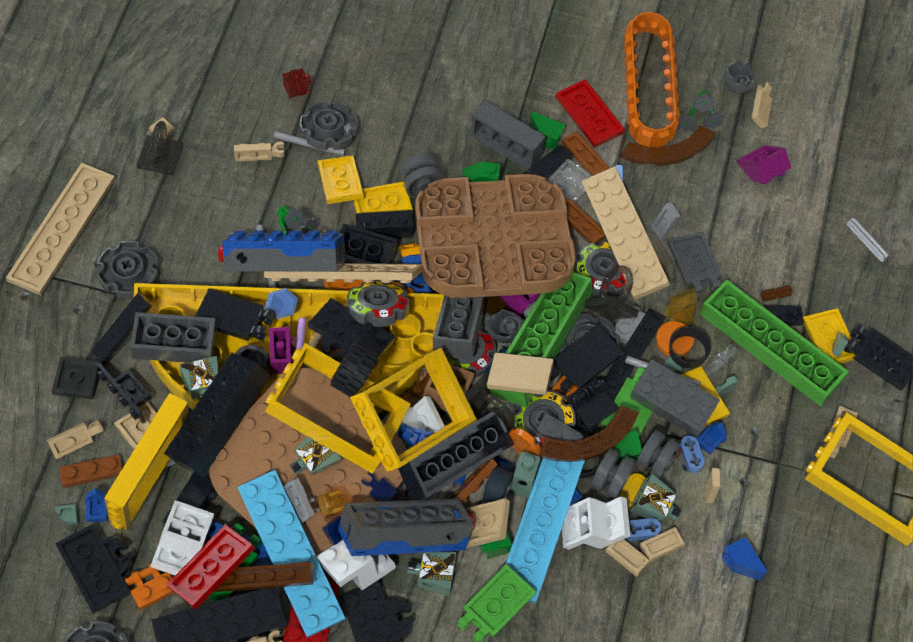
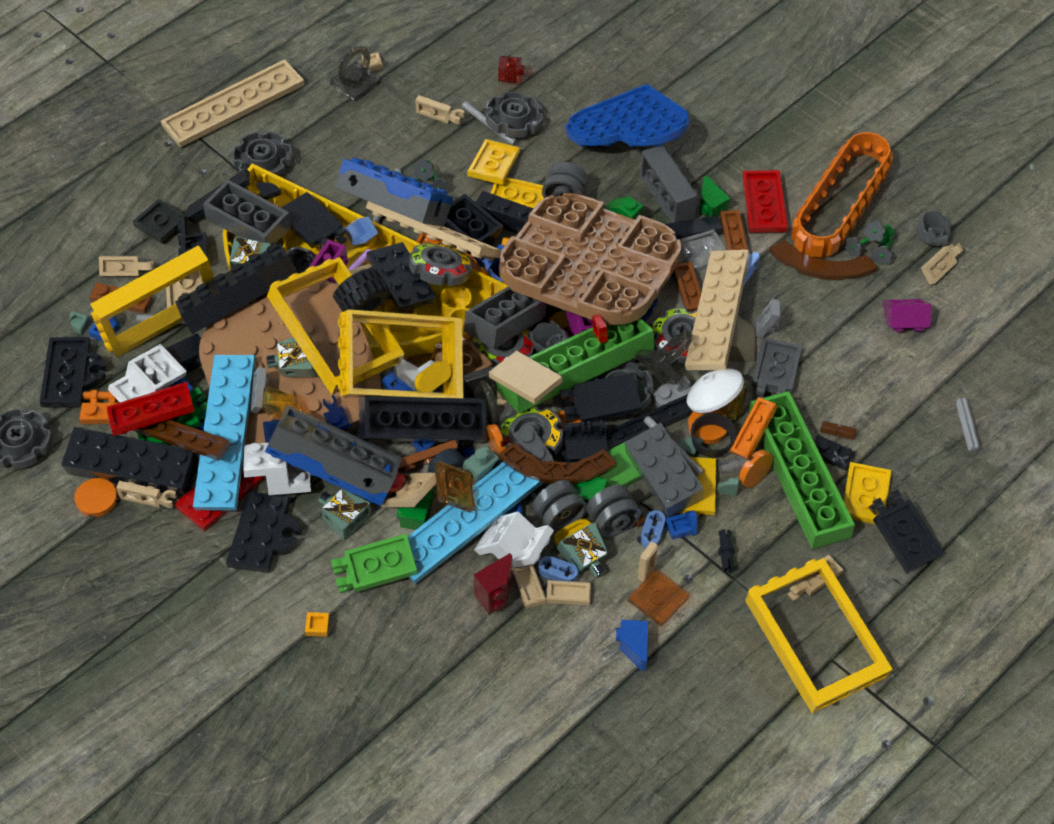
camera: 35 degrees right, 5 degrees down
(170, 303) = (268, 190): none -> black tile
(436, 84) = (634, 117): none -> blue plate
(444, 412) = (432, 377): none -> yellow tile
(524, 502) = (454, 486): none -> clear orange tile
(550, 298) = (599, 328): none -> red tile
(608, 573) = (494, 584): none -> dark red slope
(669, 308) = (715, 390): none -> white dish
(720, 326) = (753, 428): none -> orange tile
(734, 511) = (658, 598): none -> clear orange tile
(741, 360) = (756, 469): none -> orange tile
(760, 442) = (726, 551): none -> black pin
(839, 344) = (870, 497): sand green tile -> none

